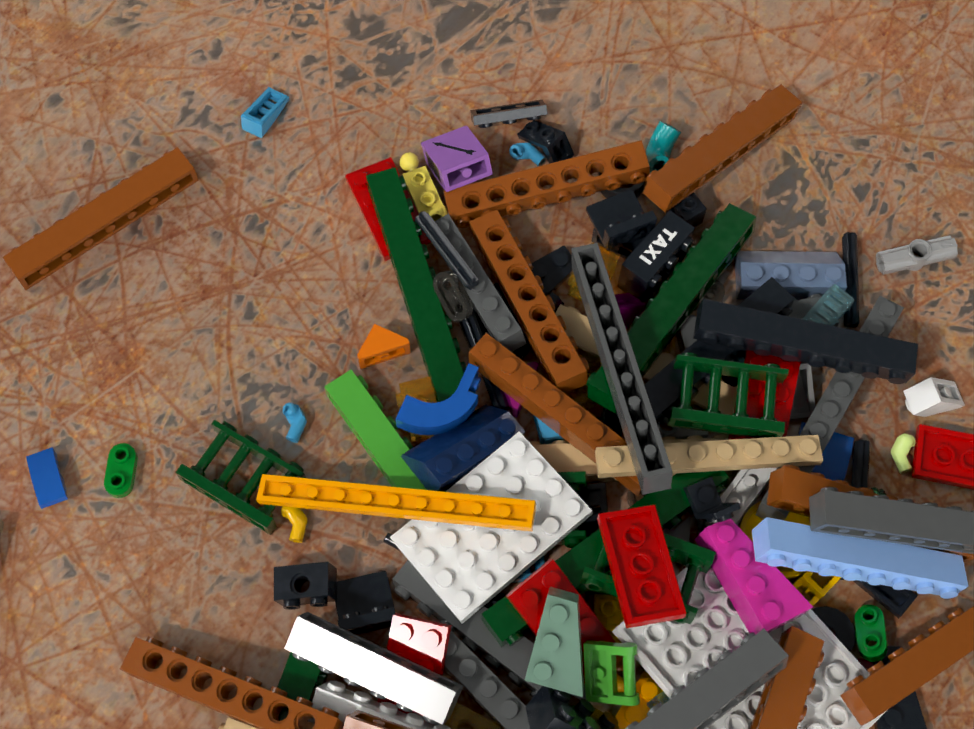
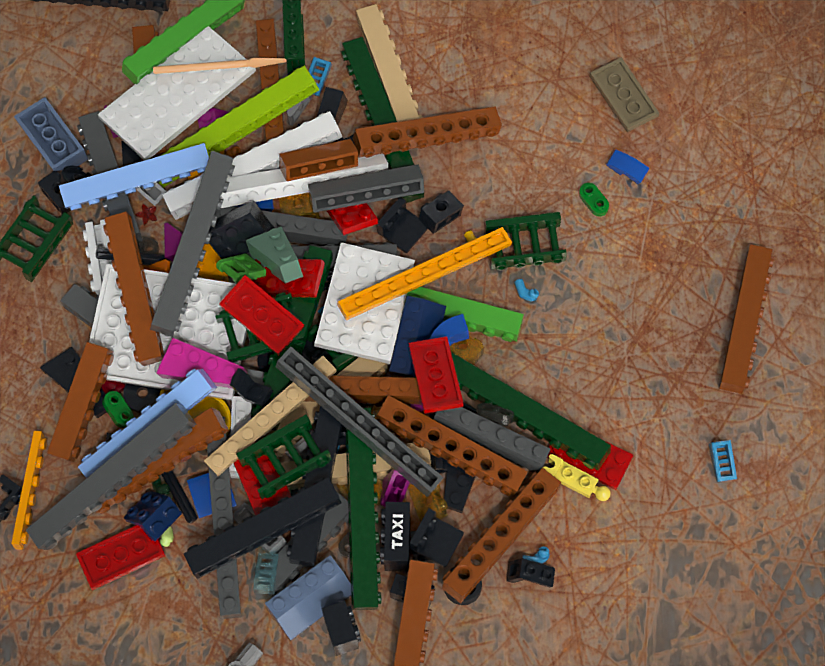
camera: 145 degrees right, 0 degrees up
(382, 346) = (515, 366): orange slope -> none
(447, 250) = (521, 433): black axle -> none
(456, 158) = (572, 510): medium lavender brick -> none
(488, 361) = (435, 375): none -> red plate
(508, 113) = (571, 575): plate -> none
(661, 145) = (452, 619): teal cylinder -> none
(781, 212) = (340, 627): none -> black brick
(850, 258) = (268, 625): black axle -> none
(910, 471) = (153, 514): none -> dark blue bracket
(933, 397) = (165, 579): white slope -> none

